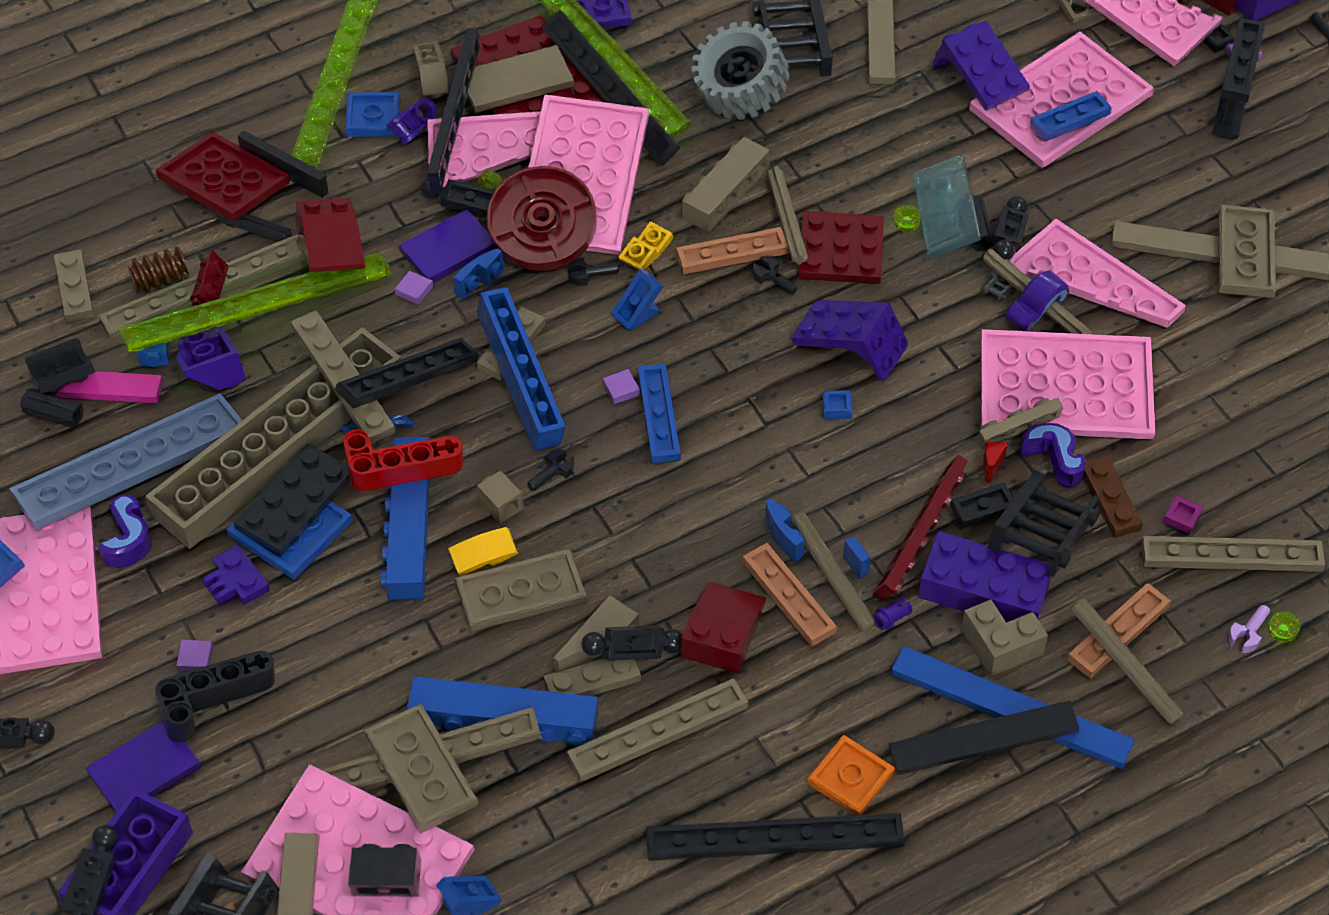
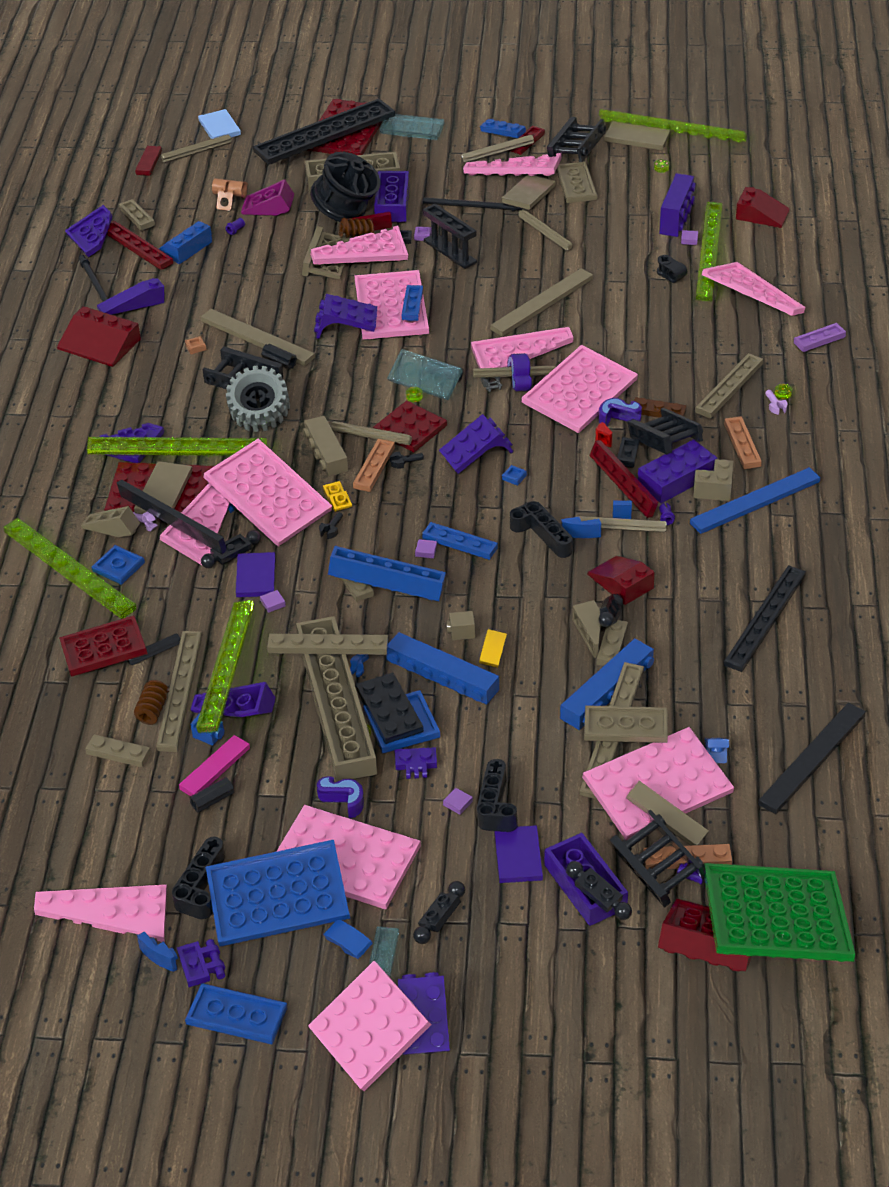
camera: 55 degrees left, 10 degrees down
(59, 366) = (190, 773): black bracket -> none
(124, 462) = (292, 772): sand blue plate -> none
(210, 279) = (179, 677): dark red hinge -> none
(298, 171) = (140, 609): black tile -> none
(329, 234) = (205, 613): dark red slope -> none
(385, 871) = (683, 764): black brick -> none
(400, 463) = (406, 659): red beam -> none
(406, 372) = (348, 618): black tile -> none
(409, 122) = (148, 545): dark purple piece -> none
(482, 269) = (292, 563): blue slope -> none
(489, 179) = (229, 532): clear neon green tile -> none
(520, 590) = (529, 647): dark tan tile -> none
(537, 194) = (285, 520): dark red piece -> none
(553, 469) = (458, 599): black bar -> none
(607, 82) = (188, 454): black tile -> none
(637, 301) = (376, 512): blue slope -> none
(657, 730) = (667, 630): dark tan plate -> none
(753, 459) = (537, 518): none -> black beam
(789, 594) = (623, 544): nougat plate -> none
(851, 775) = (750, 574): orange tile -> none
(857, 48) = (279, 355): none -> black axle
(983, 737) = (768, 516): black tile -> none
(1010, 227) = (460, 359): black plate -> none
(1019, 421) = (593, 411): dark tan plate -> none
(1127, 661) = (765, 445): dark tan axle -> none
(1183, 514) = (693, 389): magenta plate -> none
(1246, 251) = (554, 291): dark tan tile -> none

